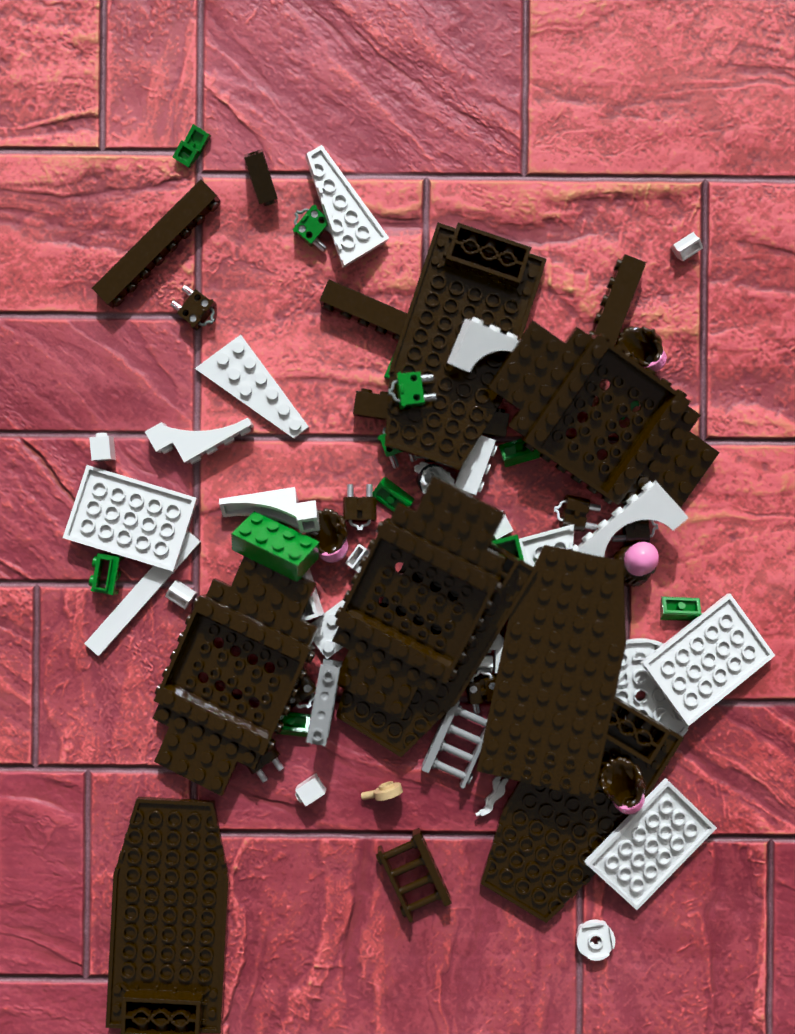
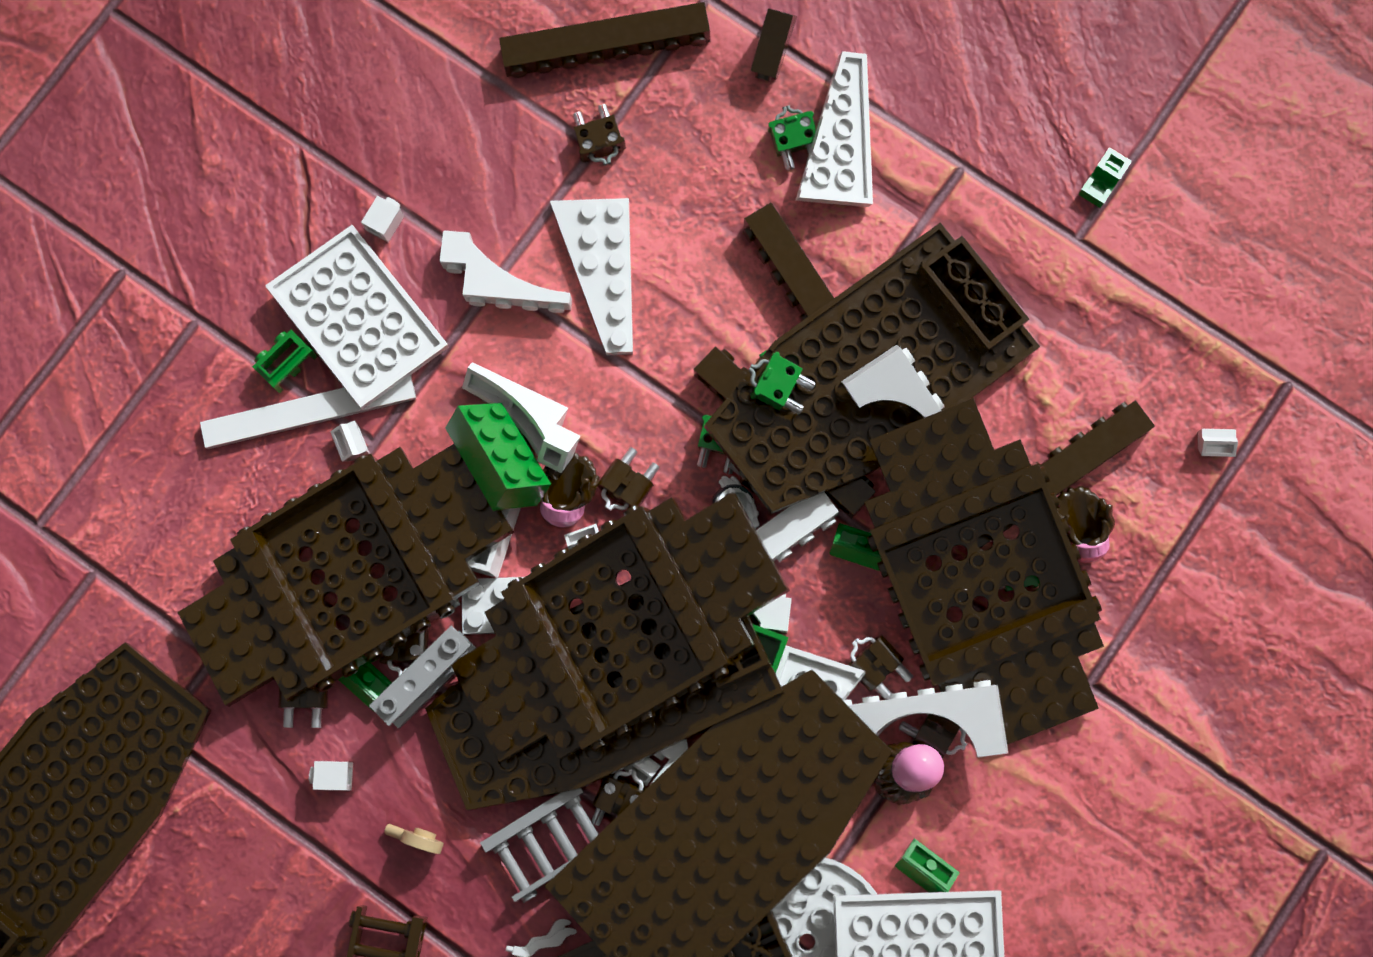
camera: 40 degrees right, 10 degrees down
(390, 494) = (672, 484): green slope -> none
(516, 126) = (1104, 177): none -> slope

